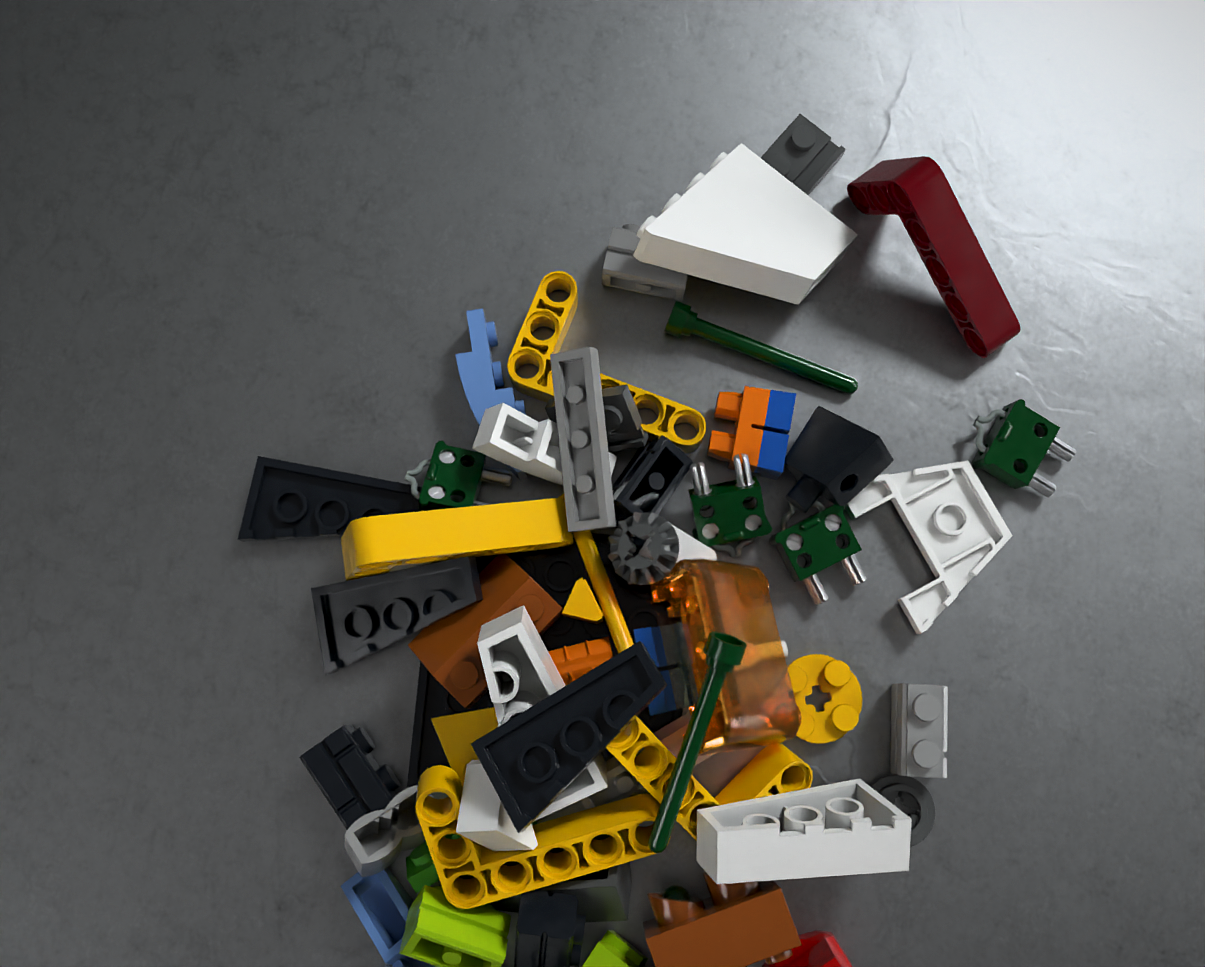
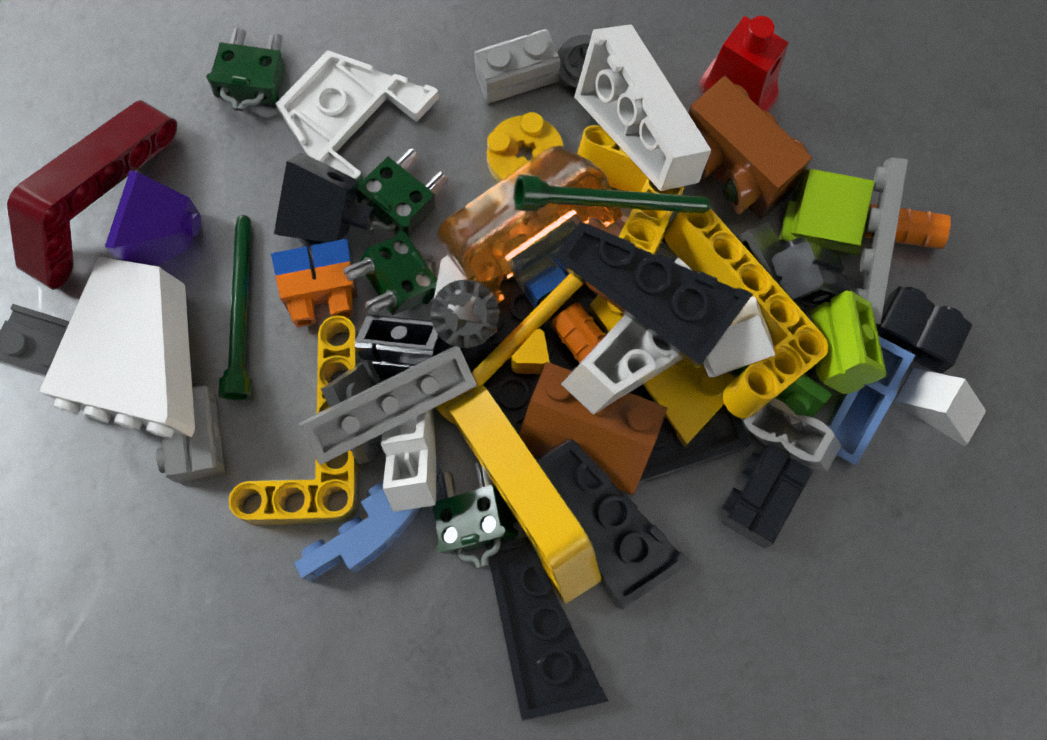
camera: 115 degrees left, 5 degrees down
(872, 292) = (151, 222): none -> dark purple slope

